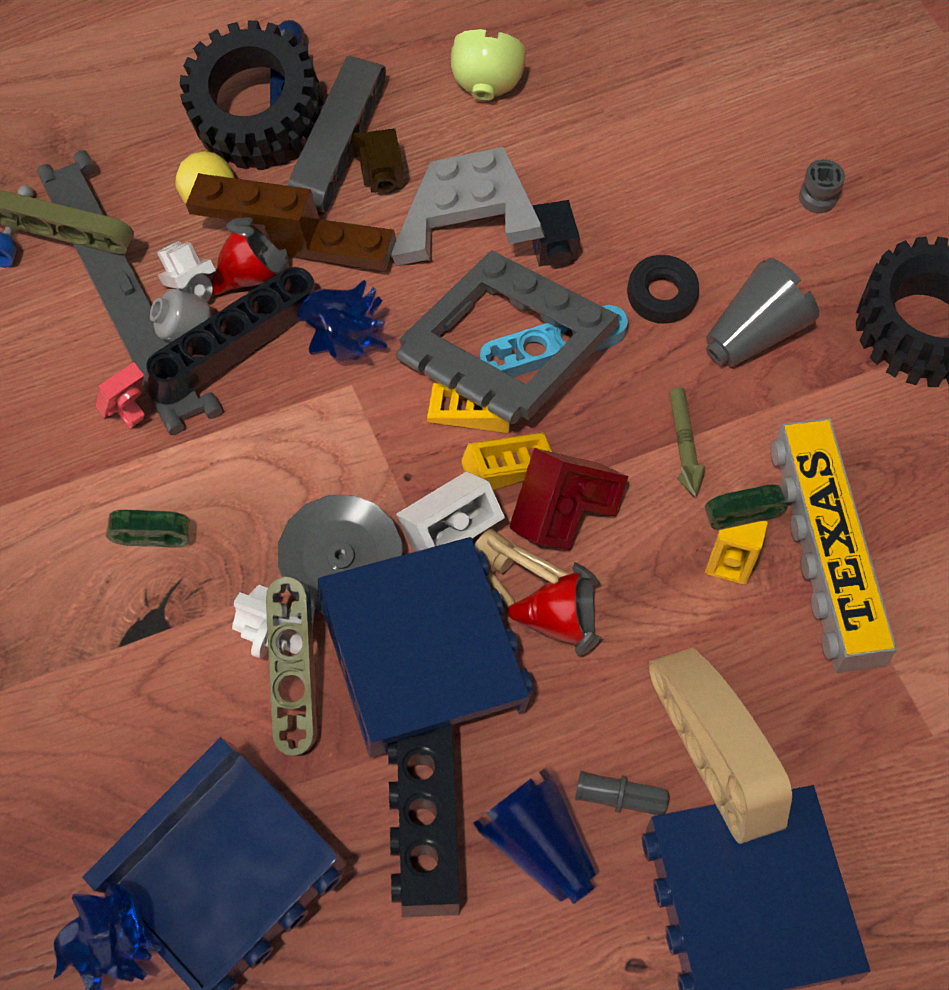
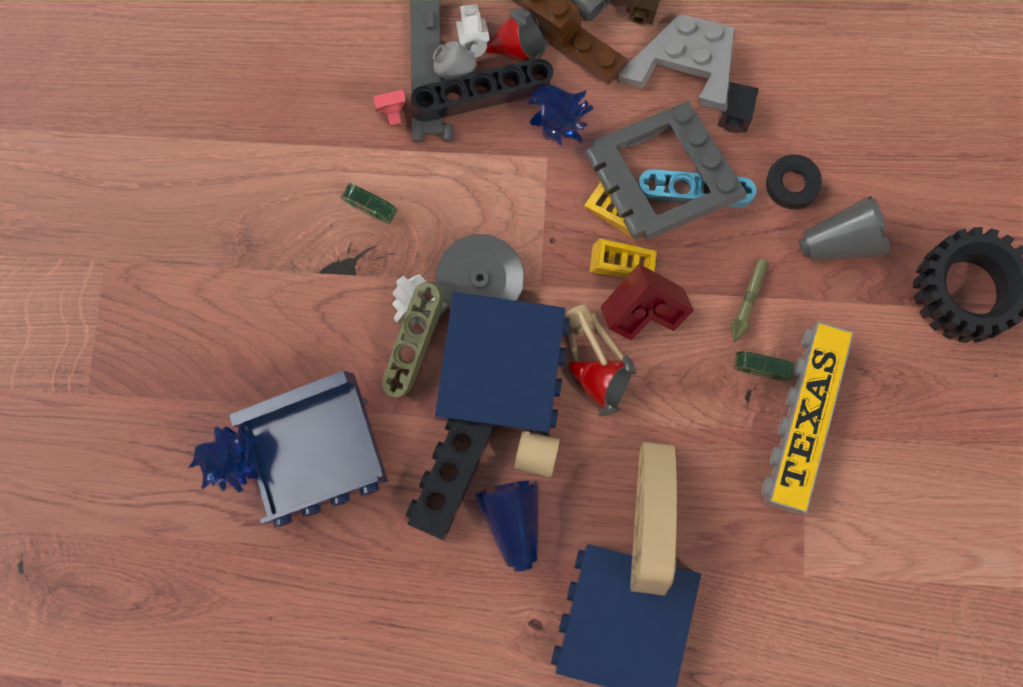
camera: 30 degrees right, 15 degrees up
(451, 513) = (563, 283): white brick -> none
(525, 737) = (536, 453): none -> tan piece
(621, 794) = (580, 517): dark grey axle -> none
(736, 552) = (737, 397): yellow slope -> none
(821, 186) = (946, 159): dark grey wheel -> none

